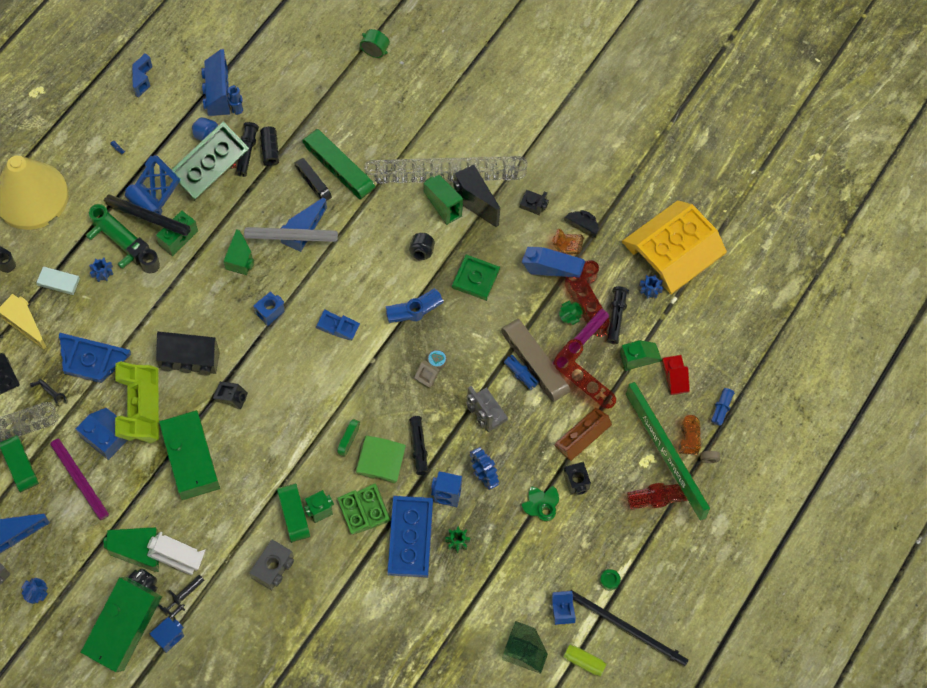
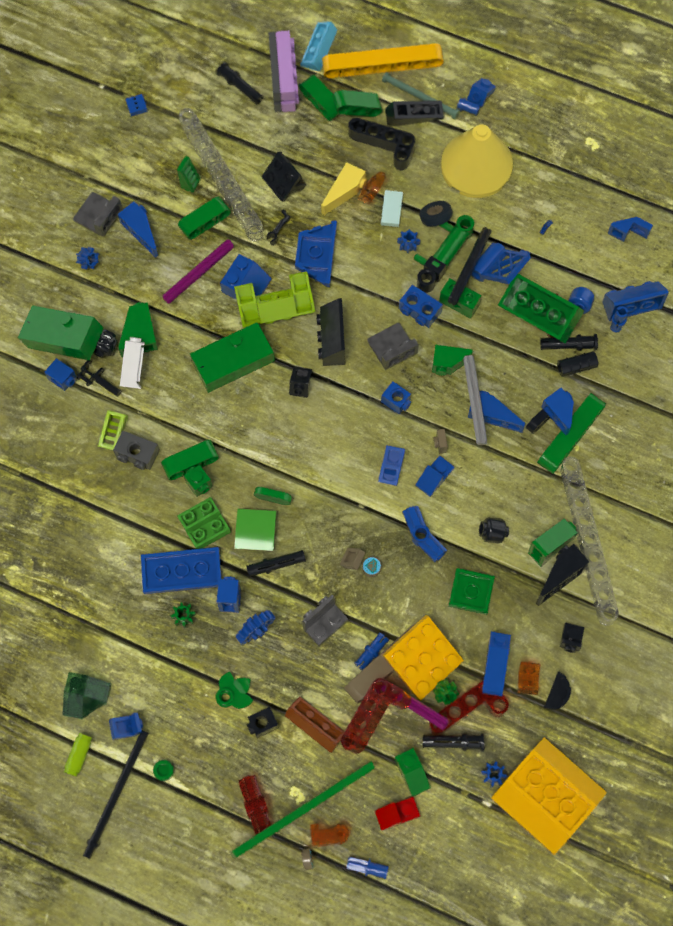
camera: 85 degrees right, 5 degrees up
(25, 289) = (376, 183): none -> clear orange helmet
(71, 236) = (436, 213): none -> black bush
(173, 267) = (423, 303): none -> blue brick
(212, 303) = (392, 346): none -> flat silver bracket
(246, 582) = (109, 415): none -> lime slope
(318, 163) = (560, 409): none -> blue slope
(323, 275) = (440, 441): none -> dark tan plate
(356, 289) = (434, 476): none -> blue slope
(536, 325) = (422, 657): none -> yellow plate

